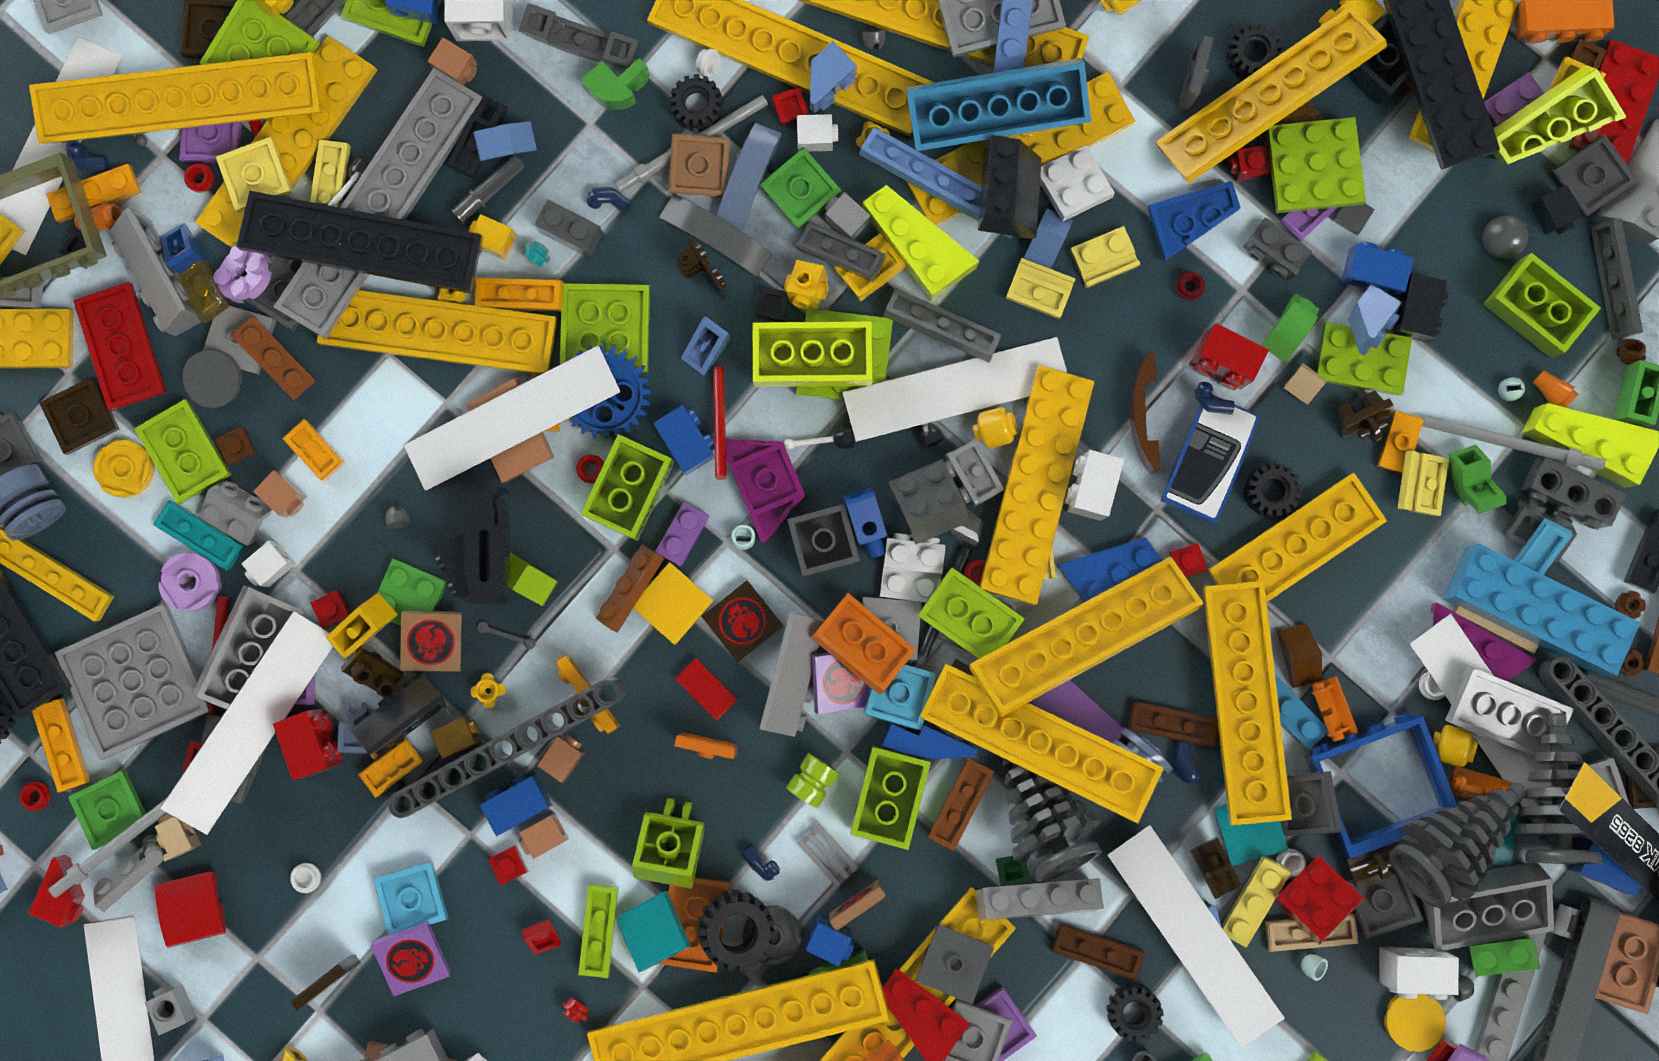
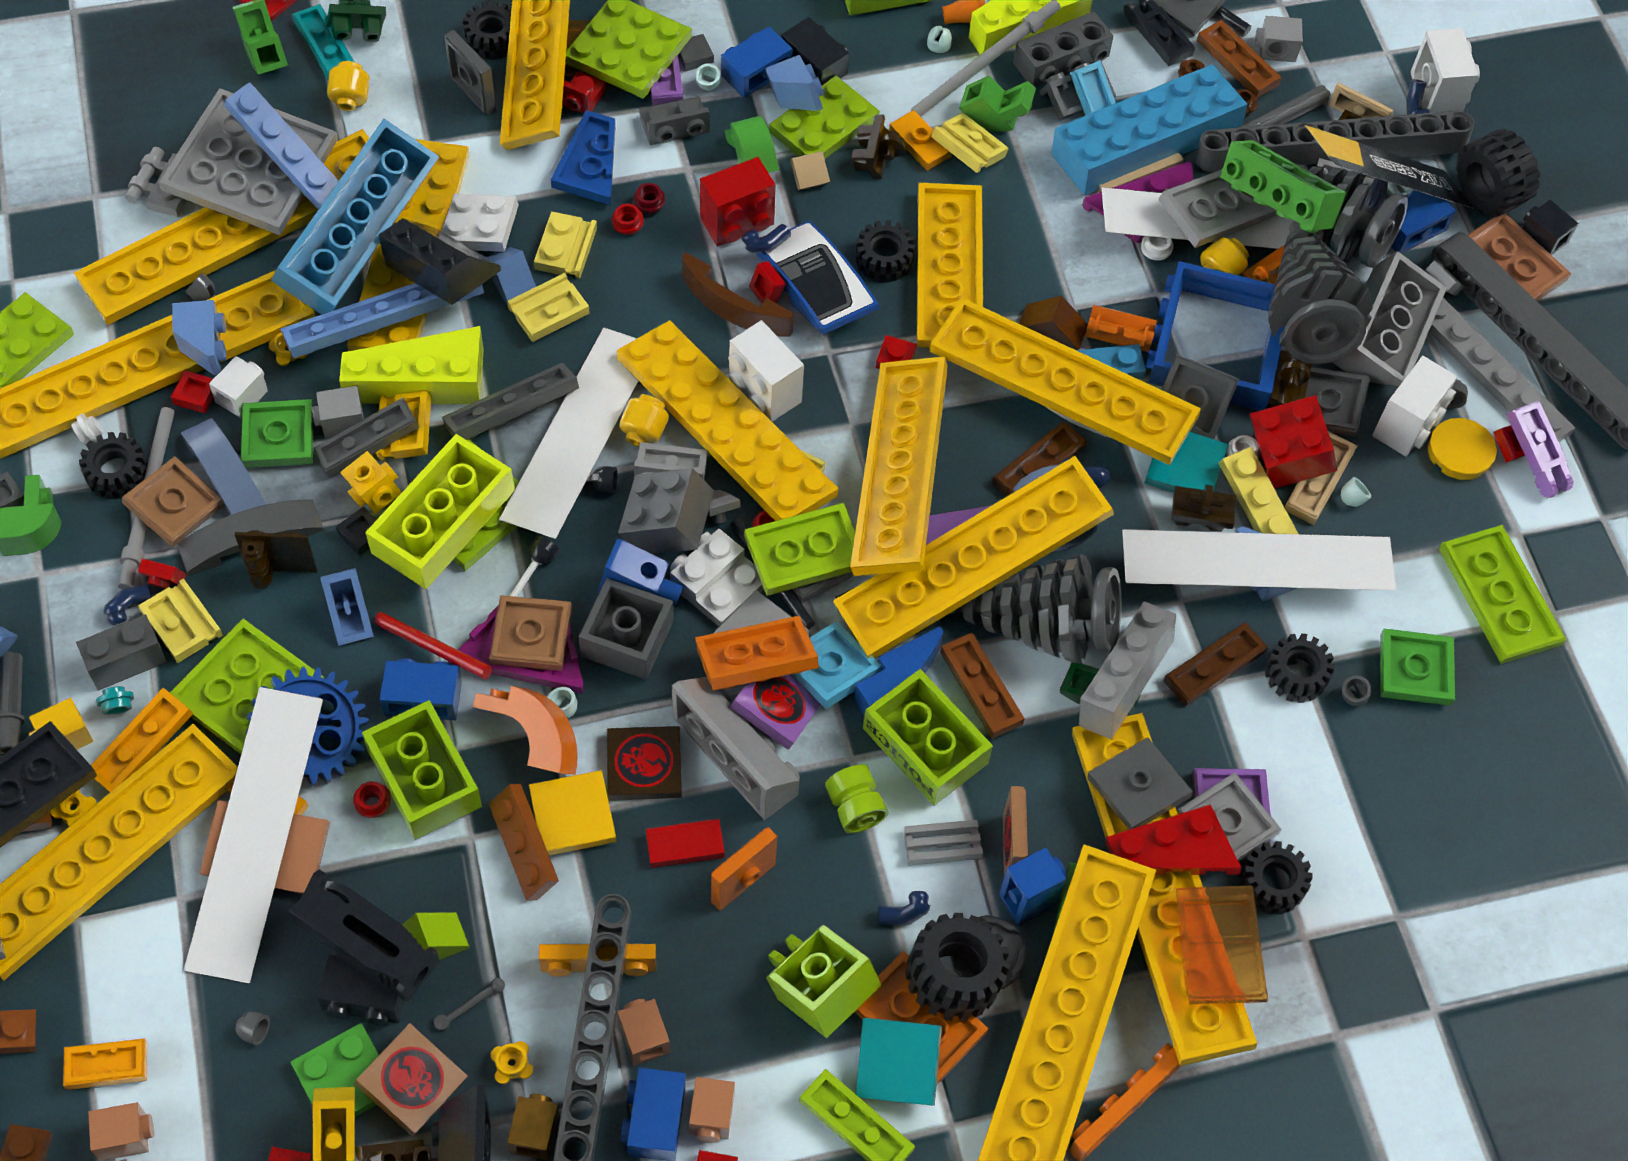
camera: 60 degrees left, 25 degrees down
(620, 244) = (180, 620): none -> light yellow plate
(641, 204) = (160, 574): none -> red plate
(682, 534) = (509, 756): medium lavender plate -> none
(715, 537) = (547, 727): none -> orange arch
(774, 480) = (530, 633): none -> medium nougat tile
(1108, 568) = (850, 421): blue wing -> none
(1165, 278) = (629, 213): none -> red plate
(1176, 428) = (766, 282): none -> red plate
(1341, 244) = (711, 73): none -> light aqua hinge
(1505, 957) = (1448, 331): bright green brick -> none
(1542, 759) = (1282, 185): none -> bright green brick

